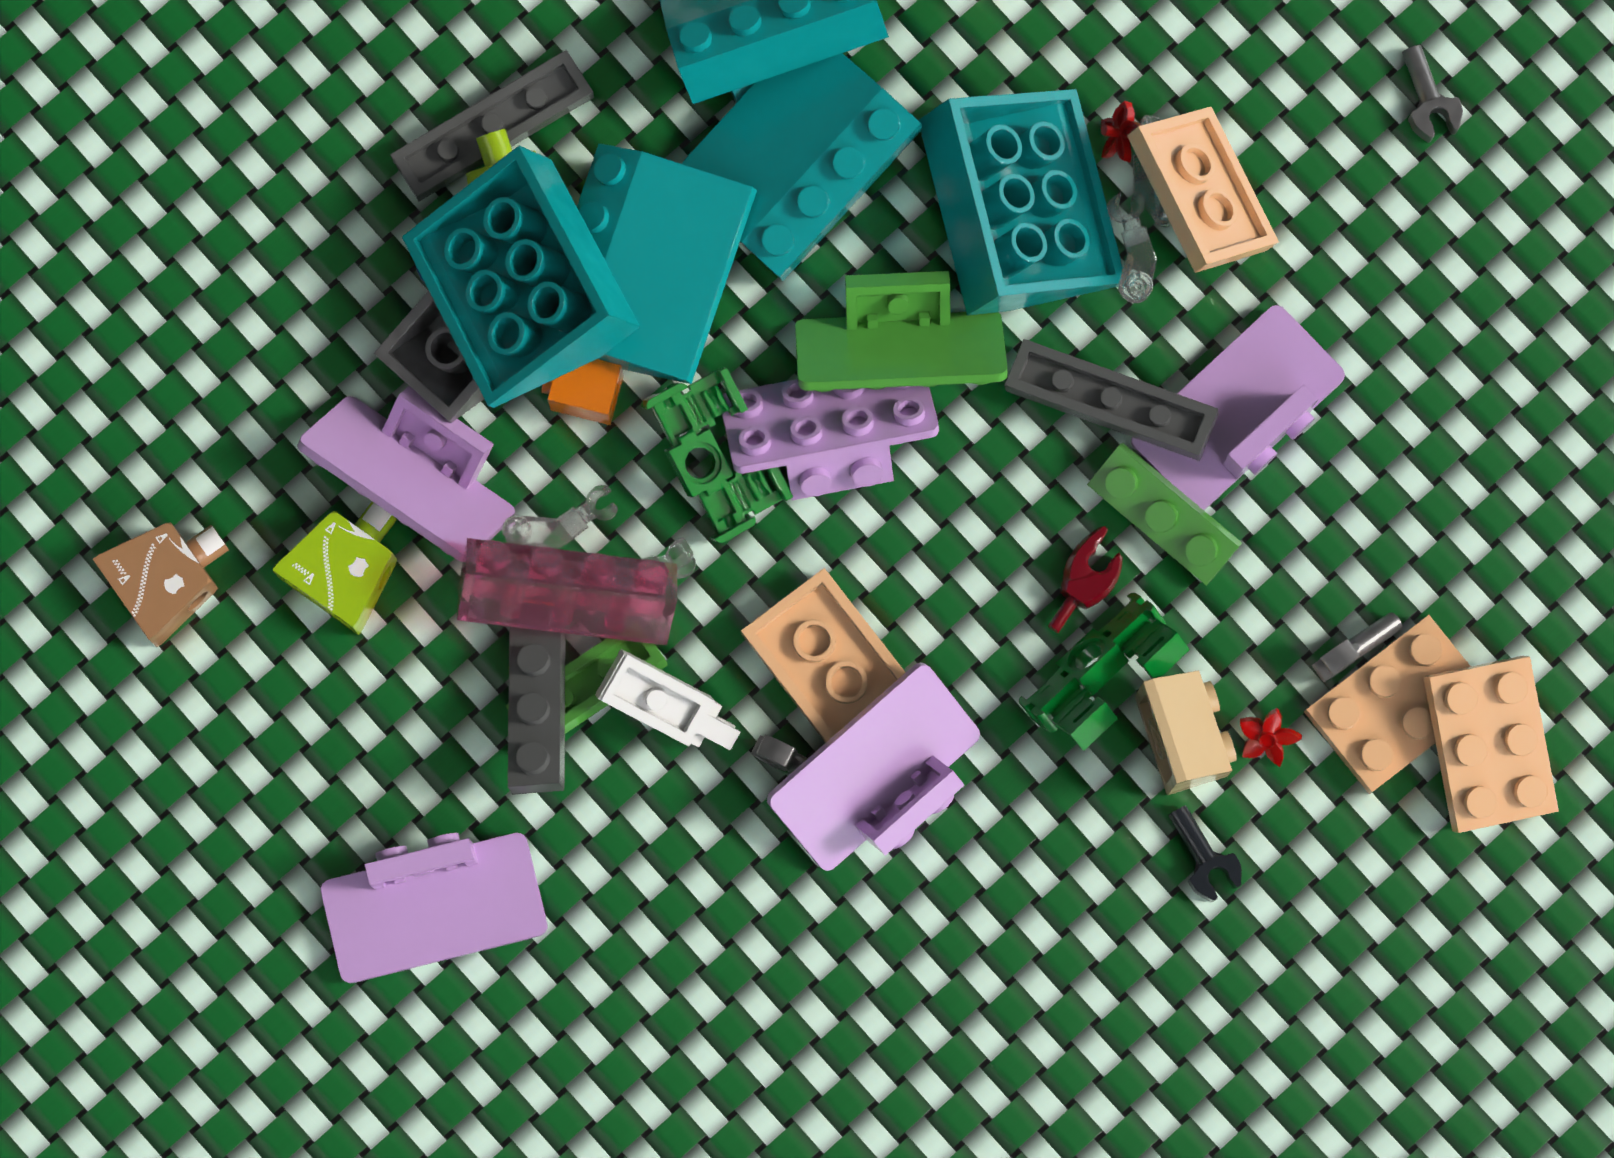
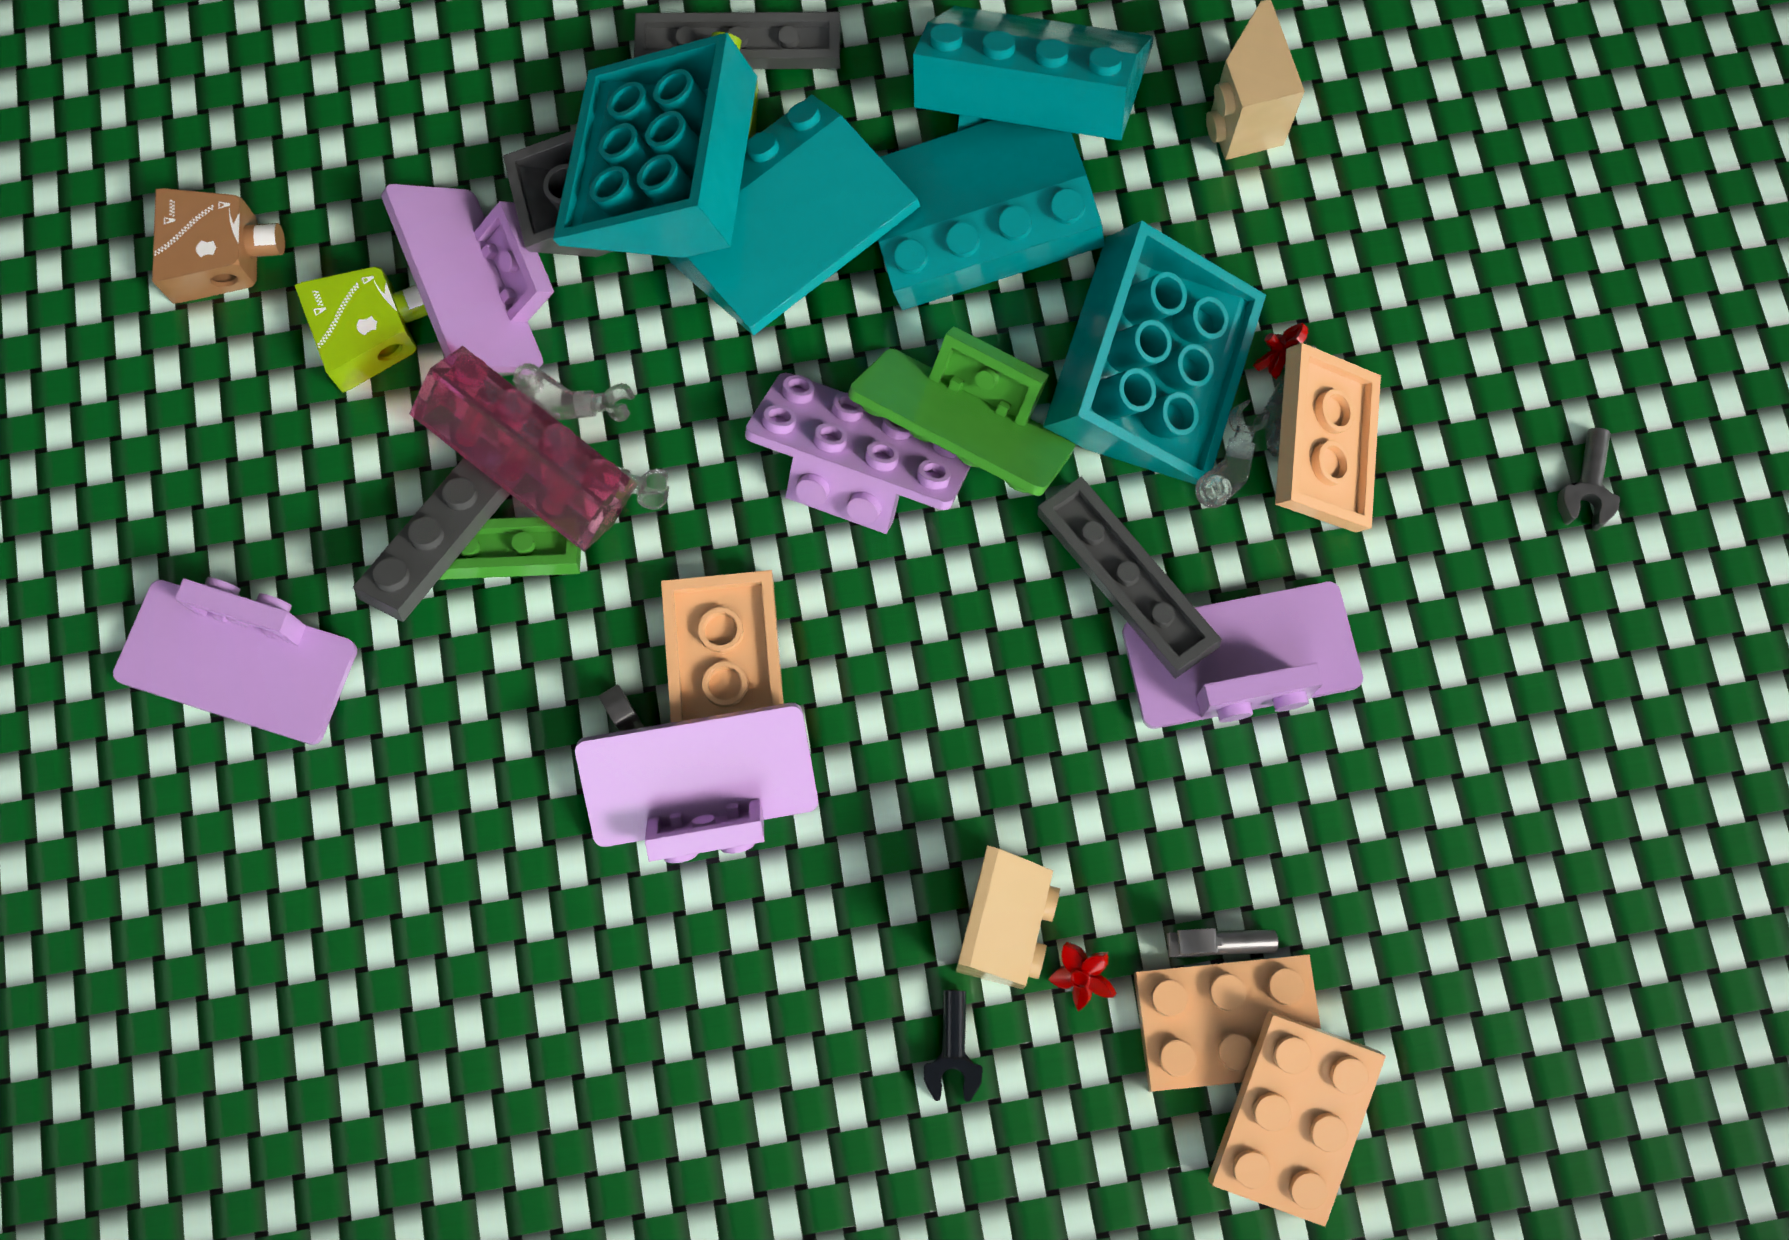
camera: 35 degrees right, 5 degrees down
(587, 391) = (668, 295): orange brick -> none
(664, 702) = (549, 602): white hinge -> none
(721, 499) = (726, 365): green piece -> none
(1067, 694) = (959, 804): green piece -> none
(1080, 583) = (997, 725): dark red hand -> none
(1164, 513) = (1114, 709): bright green plate -> none

